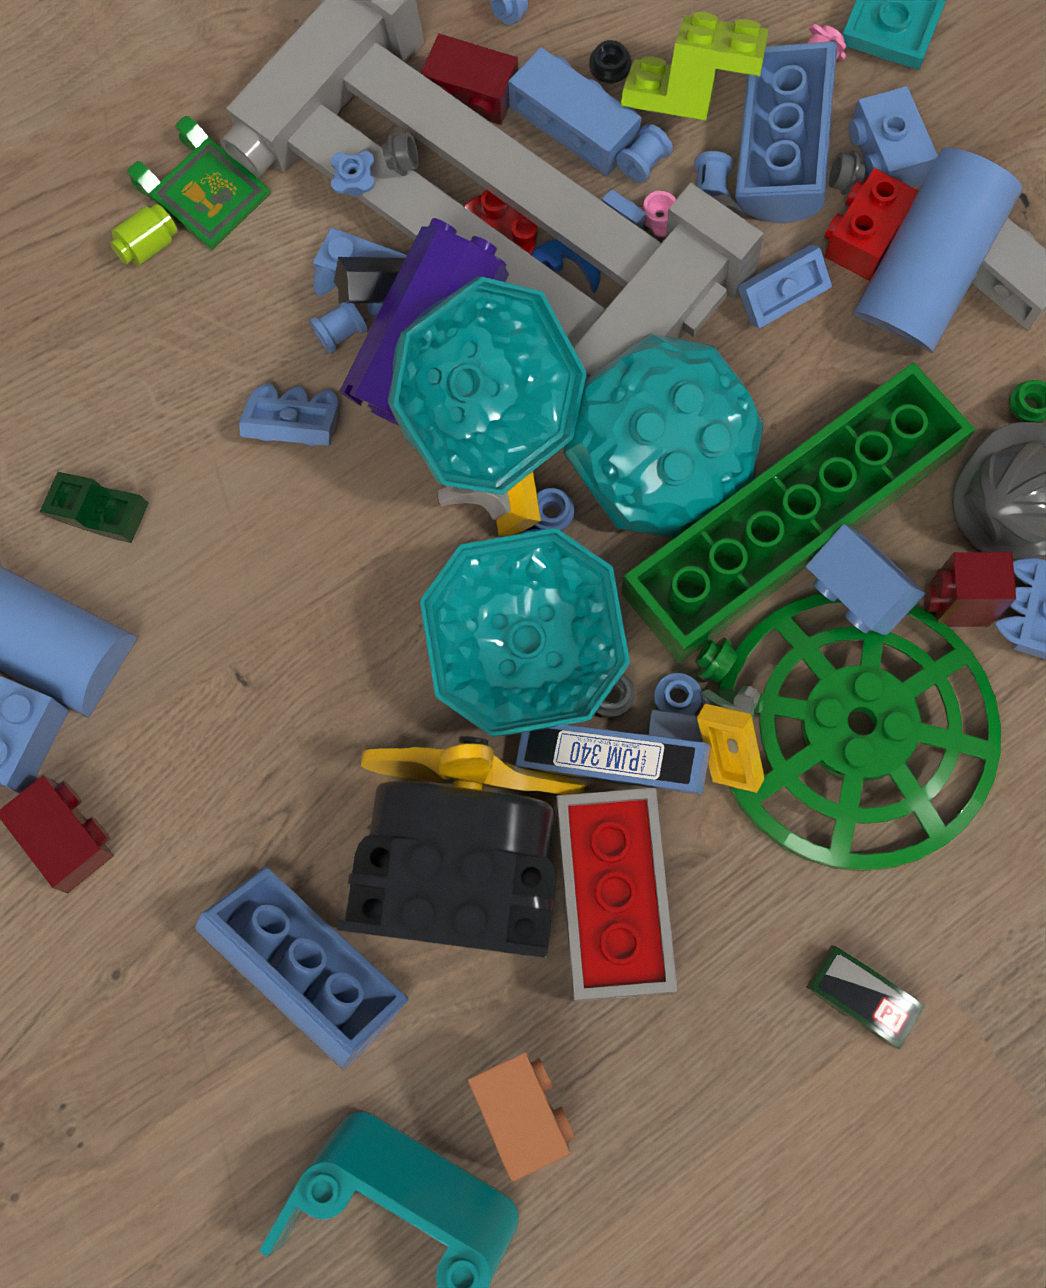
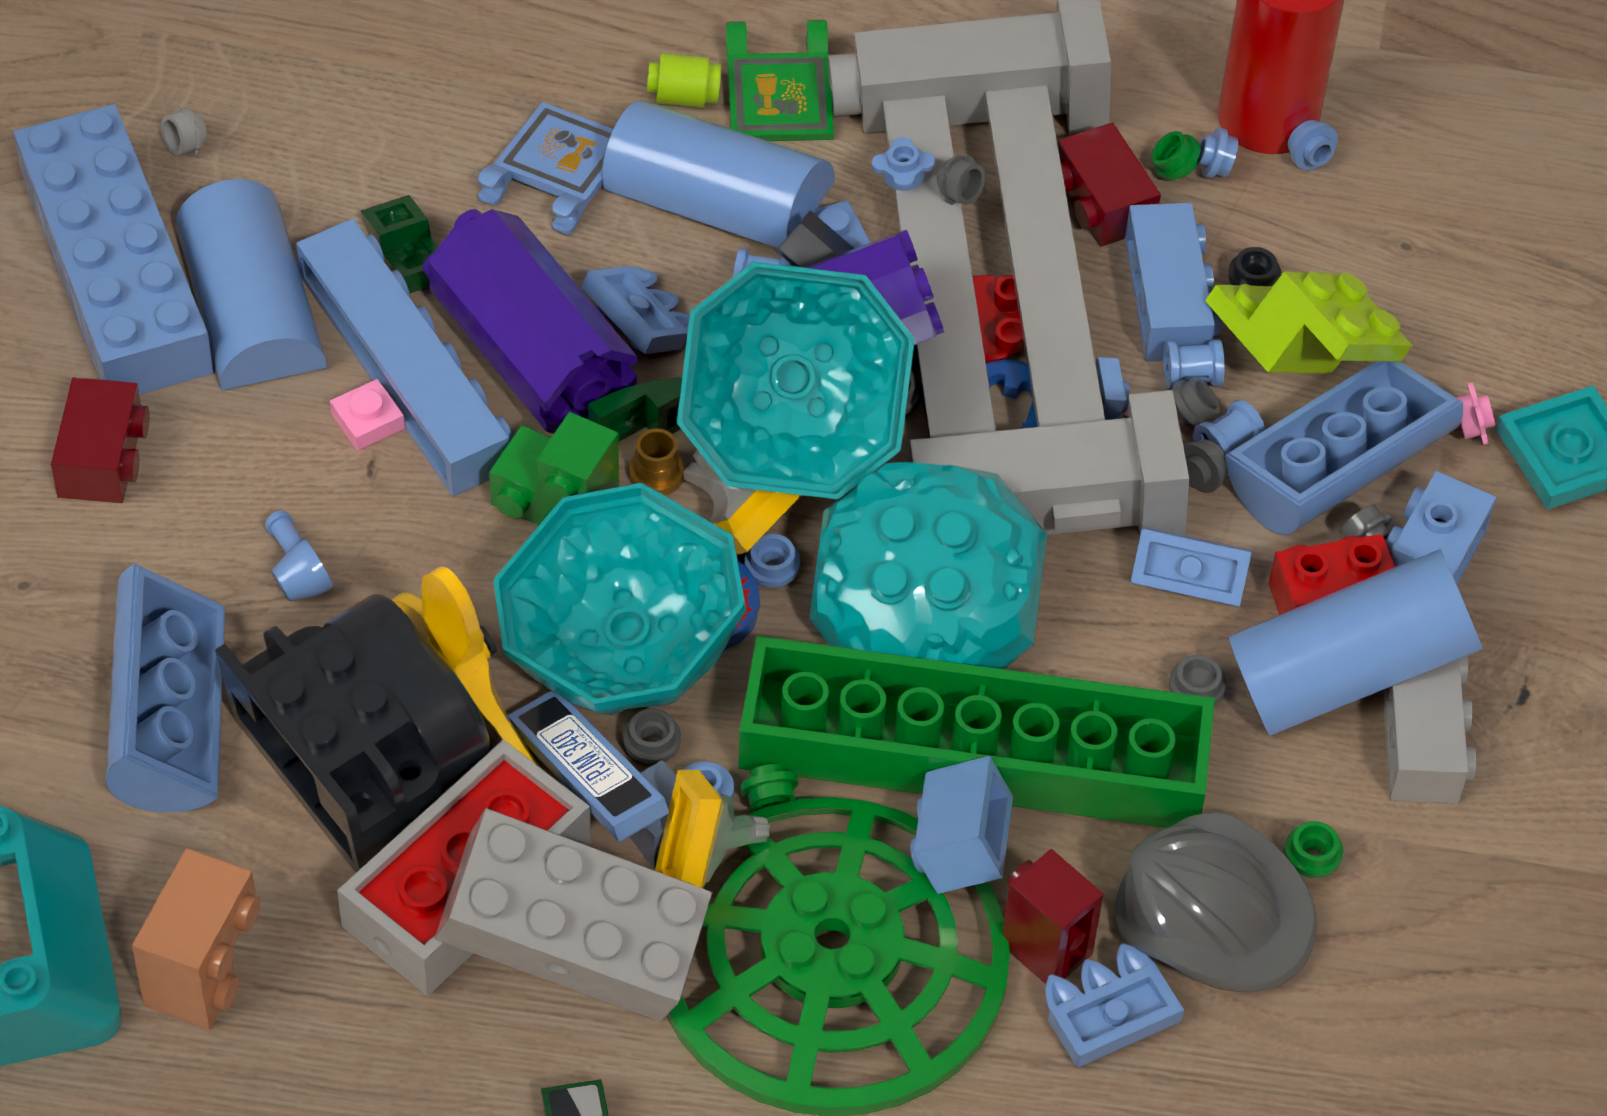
camera: 40 degrees right, 20 degrees down
(123, 357) = (556, 155): none -> medium blue flag
(181, 585) = (400, 349): none -> medium blue brick
(201, 647) = (367, 414): none -> bright pink plate
(236, 283) = (713, 173): none -> medium blue brick
(241, 490) = (528, 316): none -> dark purple brick
(284, 795) = (300, 570): none -> medium blue bar
(374, 474) = (639, 406): none -> dark green slope
(375, 583) = (543, 469): none -> green brick
(419, 524) = (657, 462): none -> pearl gold piece
(479, 21) = (1175, 155): none -> green plate
(671, 177) = (1195, 401): none -> dark grey plate
(732, 874) = (574, 915): none -> light grey brick
(863, 357) = (1199, 677): none -> dark grey plate

